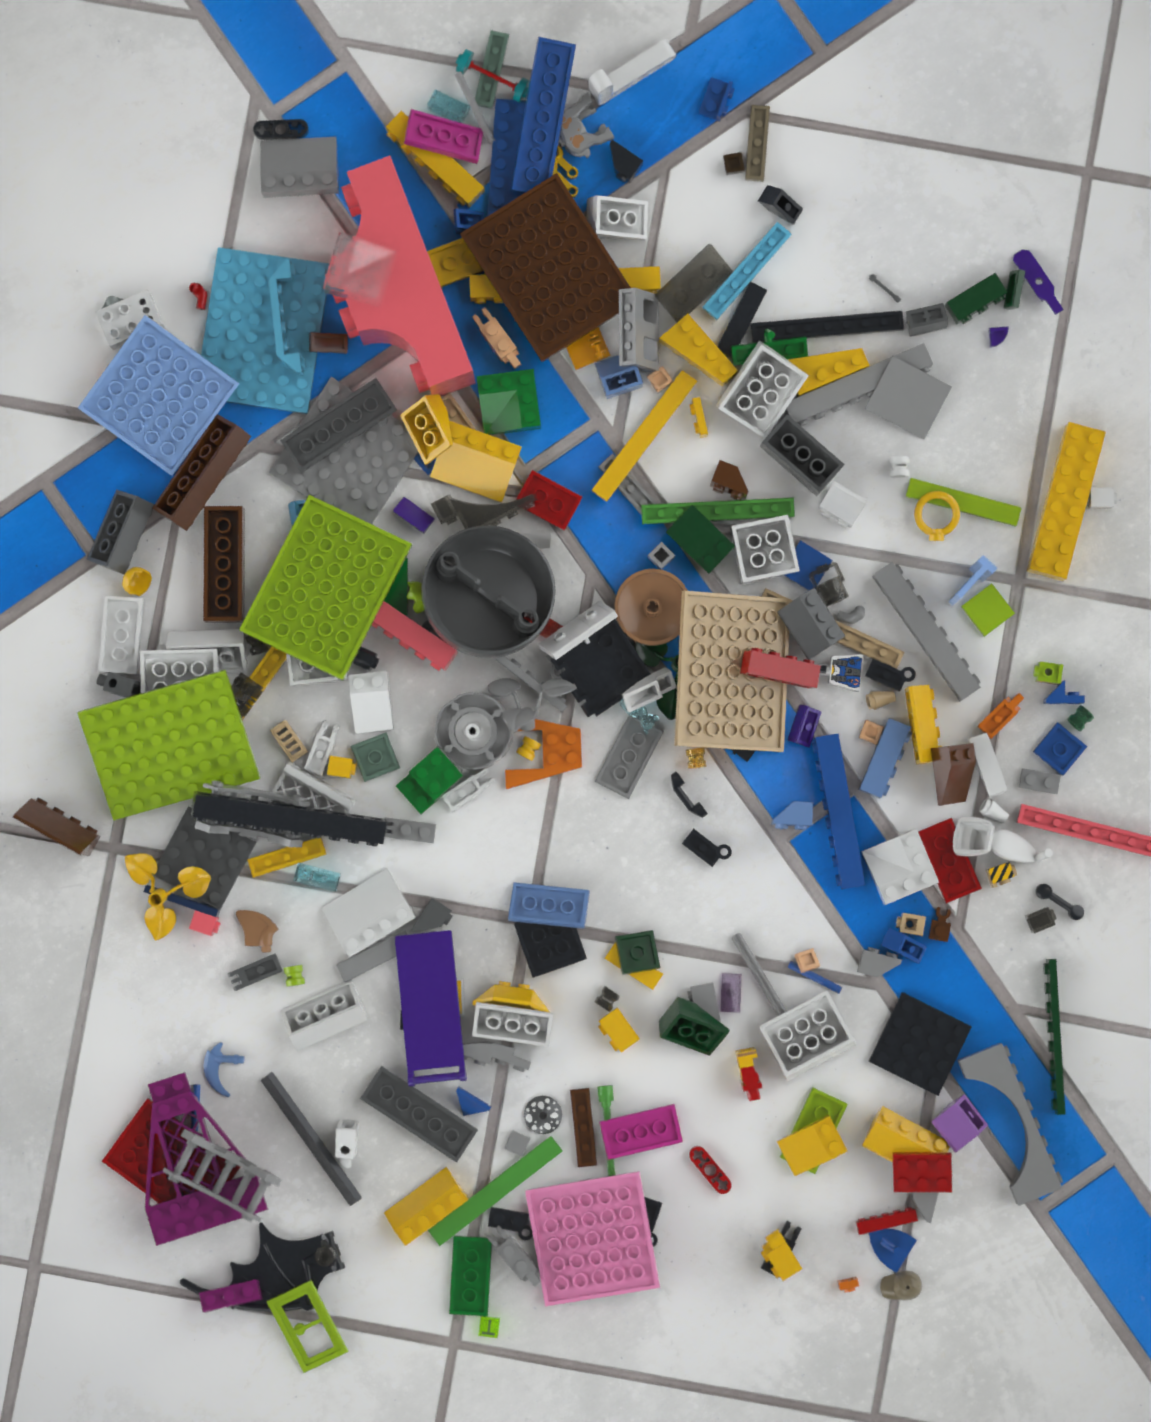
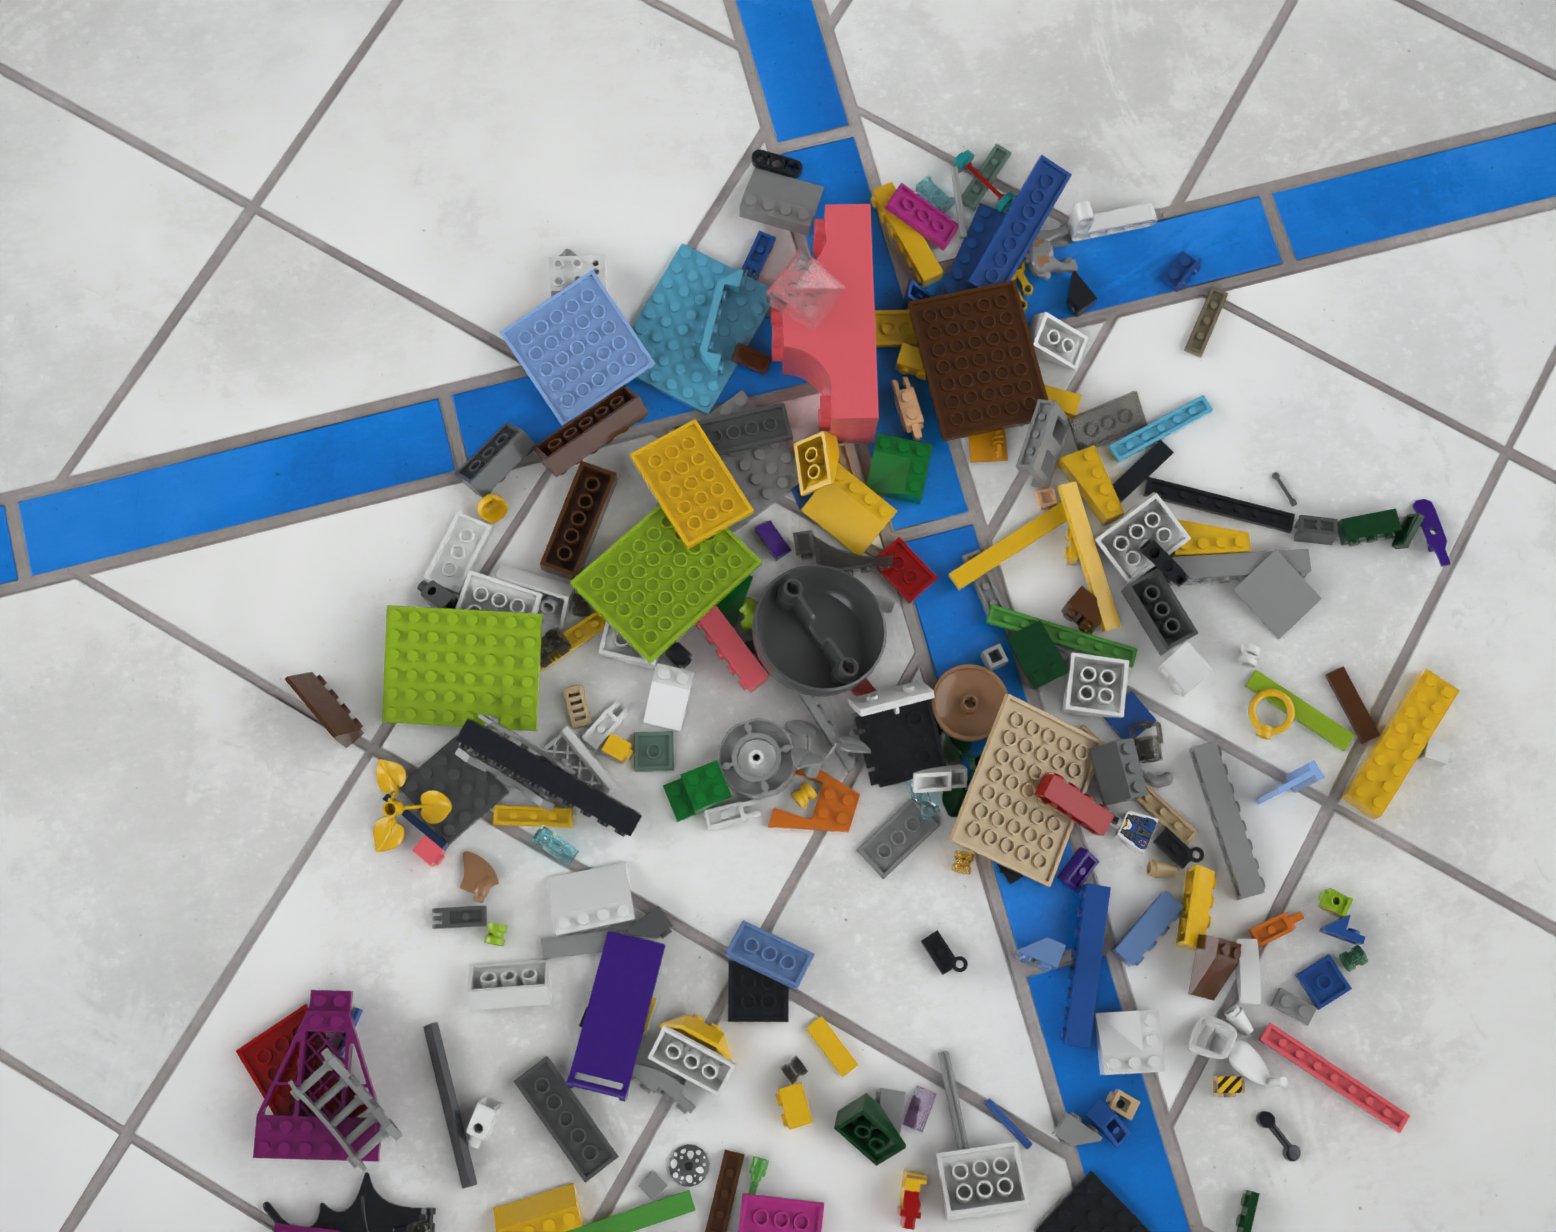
camera: 10 degrees right, 10 degrees down
(201, 295) = (651, 278): red arm -> none
(211, 1066) = (382, 992): medium blue piece -> none
(297, 232) = (758, 254): none -> blue hinge
(317, 492) = (691, 484): none -> yellow plate
(411, 830) = (661, 833): light grey hinge -> none
(471, 1104) = (620, 1126): blue slope -> none
(617, 379) = (1009, 482): medium blue slope -> none
(637, 952) = (840, 1034): dark green tile -> none
(696, 809) = (948, 912): black bar -> none
(718, 425) = (1088, 555): none -> yellow tile
(733, 163) = (1179, 331): dark brown plate -> none
(780, 204) = (1211, 380): black slope -> none
(787, 348) = (1180, 510): green plate -> none
(789, 408) = (1163, 562): none -> black leg
(807, 960) = (1006, 1104): light nougat tile -> none
(871, 732) = (1141, 898): light nougat tile -> none
(940, 928) = (1149, 1119): reddish brown plate -> none
(953, 871) = (1182, 1065): red tile -> none
(987, 610) = (1292, 821): lime tile -> none
(997, 335) = (1378, 568): dark purple tile -> none
(1011, 479) = (1352, 705): none -> reddish brown tile
(1041, 919) = (1254, 1147): clear smoke brick -> none

